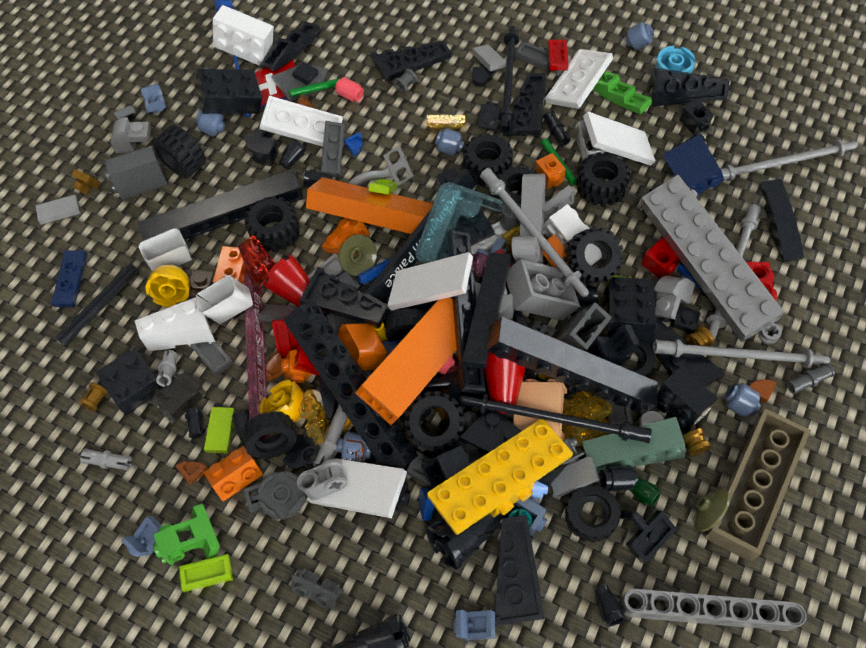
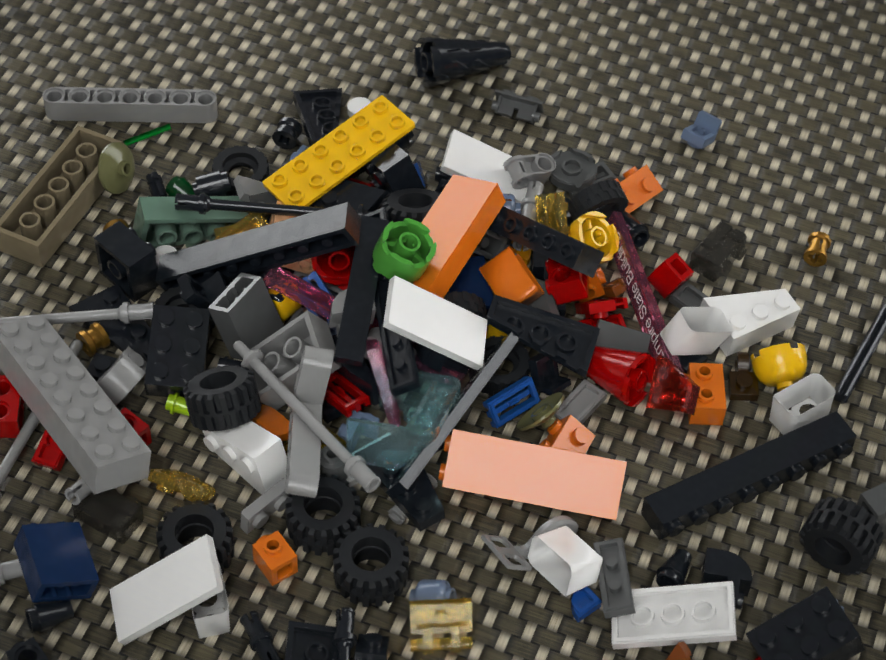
camera: 170 degrees right, 10 degrees down
(106, 459) = (774, 194): light grey pin -> none
(129, 381) = (780, 260): black brick -> none
(167, 368) = (741, 269): light grey pin -> none
(173, 550) = (647, 135): bright green tile -> none
(191, 470) = (677, 194): dark orange tile -> none
(194, 420) = (691, 234): black pin -> none
(205, 573) = (631, 116): lime tile -> none
(219, 430) = (660, 230): lime tile -> none
(229, 362) = (670, 275): none -> red brick
(273, 211) = (673, 433): black tyre -> none
(312, 176) = (630, 528): black cone -> none
(361, 152) = (564, 560): none -> white piece
(383, 186) = (522, 509): lime tile -> none
(451, 318) = (404, 250): none -> bright green brick
(475, 625) = (358, 86): sand blue bracket -> none
(476, 598) = (356, 105): none -> white tile
(549, 560) = (287, 133): none -> black wheel
(550, 149) = (260, 587): green bar -> none
(610, 608) = (229, 104): black cone -> none
(621, 215) = (174, 480): none -> clear yellow plate
(650, 535) = (182, 154): black plate -> none
(667, 496) = (155, 185): none -> black axle
(687, 578) = (147, 134): none -> green piece
(742, 400) = (56, 276): sand blue head -> none
(764, 388) = (28, 295): dark orange tile -> none

